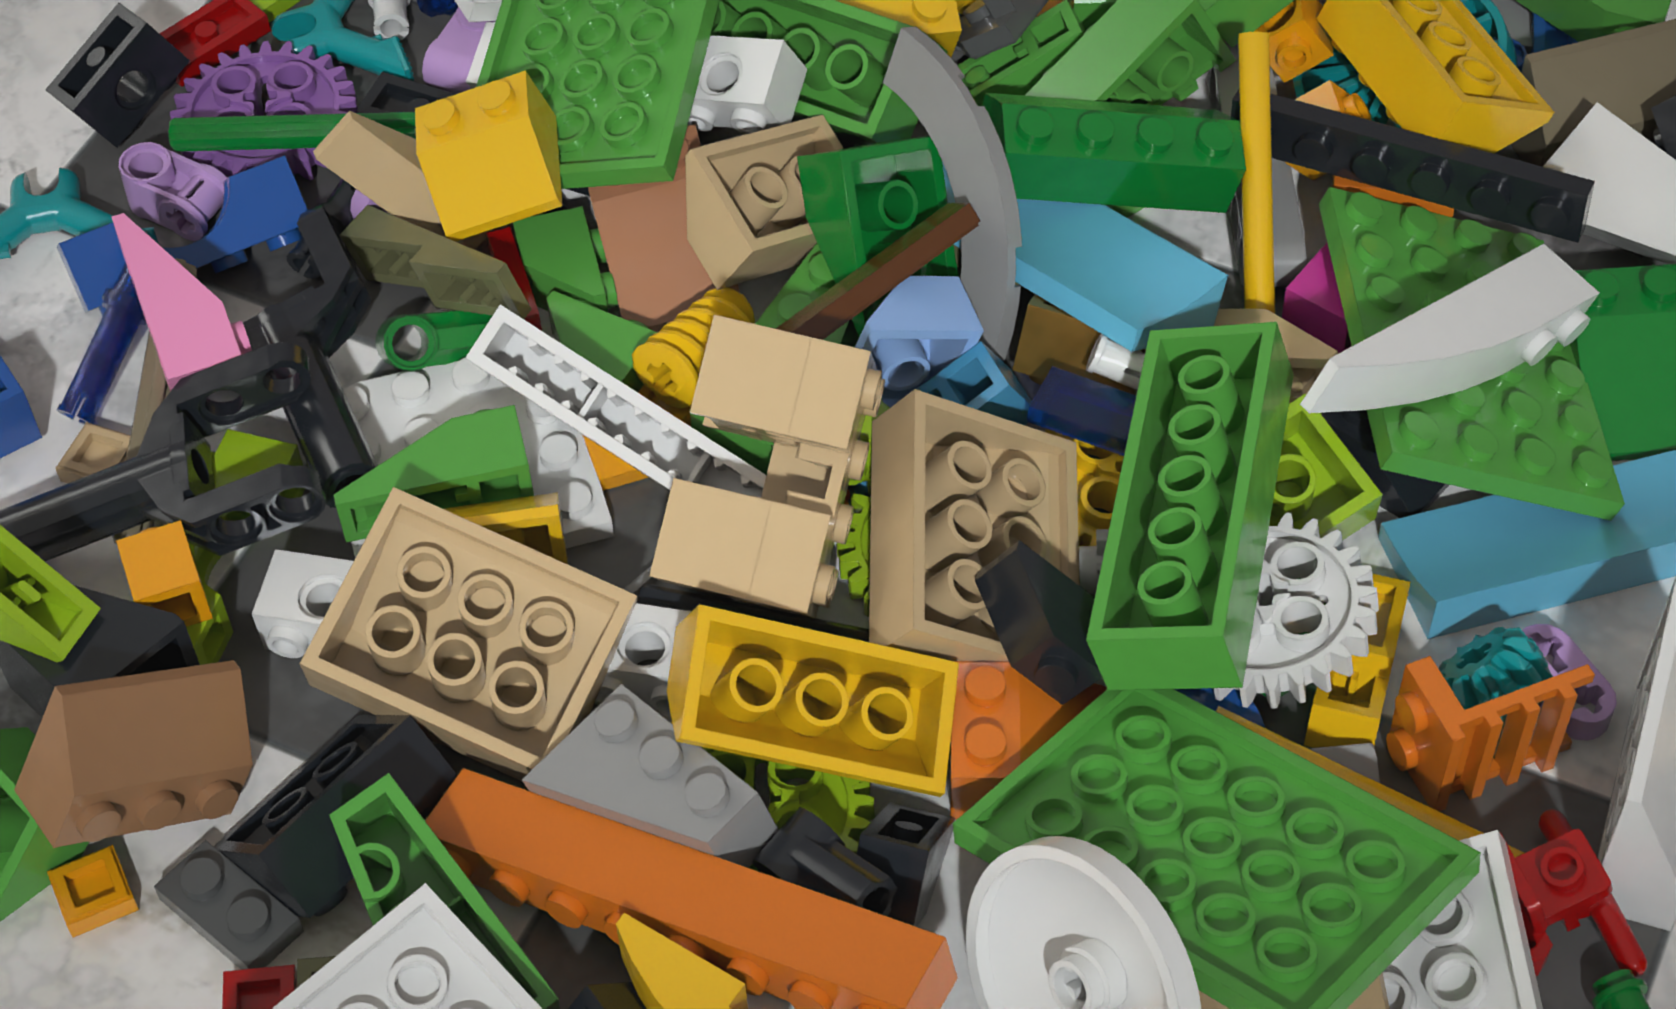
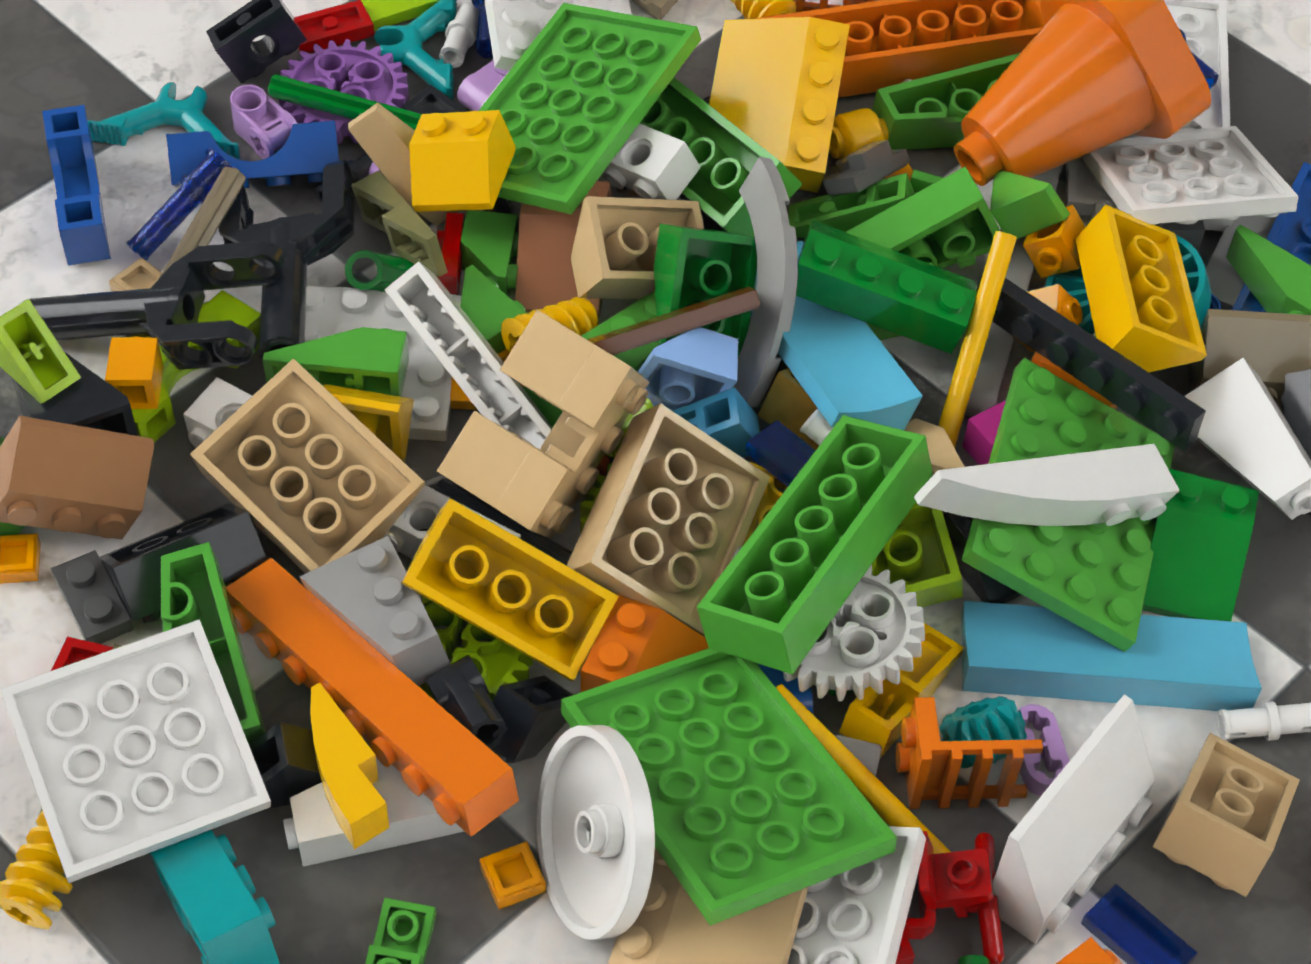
camera: 15 degrees right, 0 degrees up
(180, 312) = (216, 206): bright pink slope -> none
(1040, 621) = (679, 582): black slope -> none

